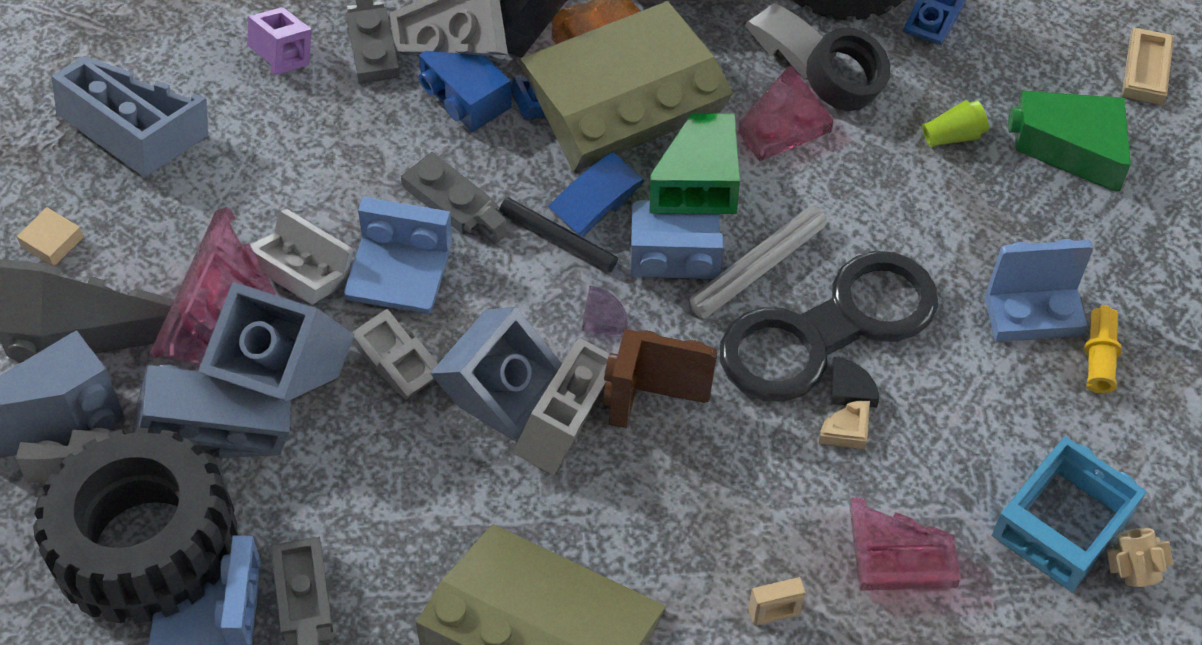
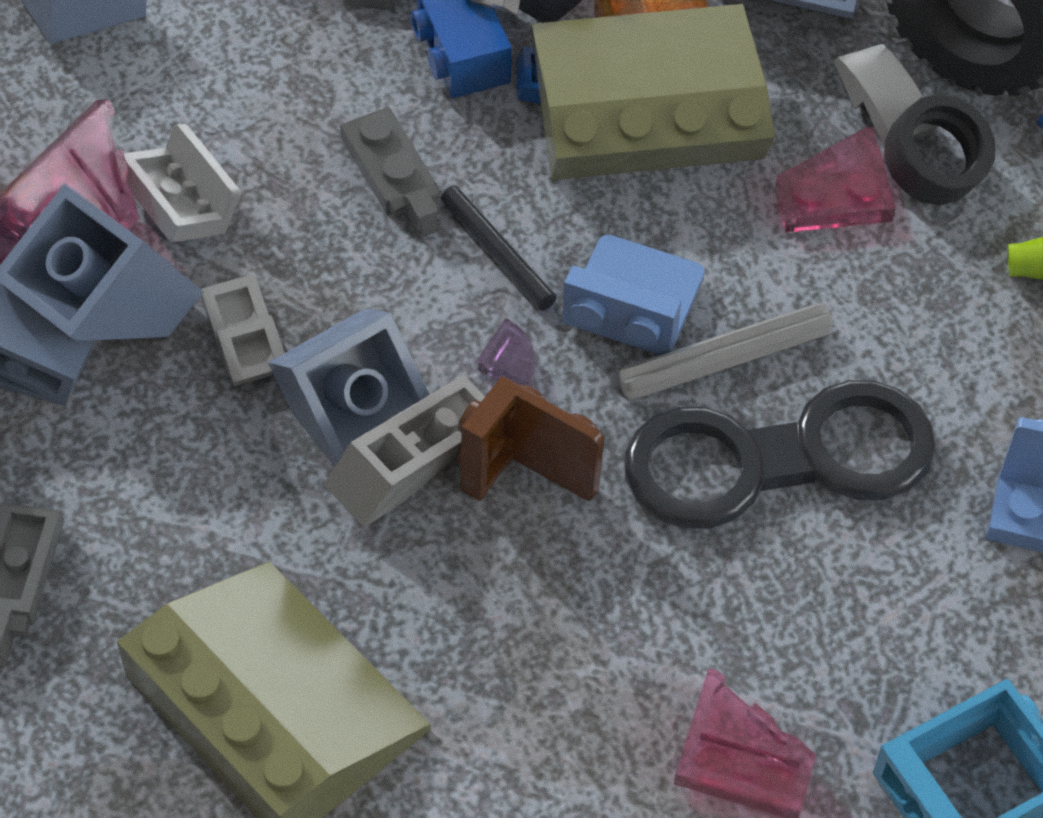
camera: 20 degrees right, 0 degrees up
(399, 255) = (296, 217): medium blue bracket -> none
(596, 192) = (561, 208): blue slope -> none
(699, 169) = (694, 216): slope -> none
(776, 601) = (561, 761): tan tile -> none
(847, 426) = (747, 583): tan tile -> none
(851, 383) = (775, 534): black tile -> none

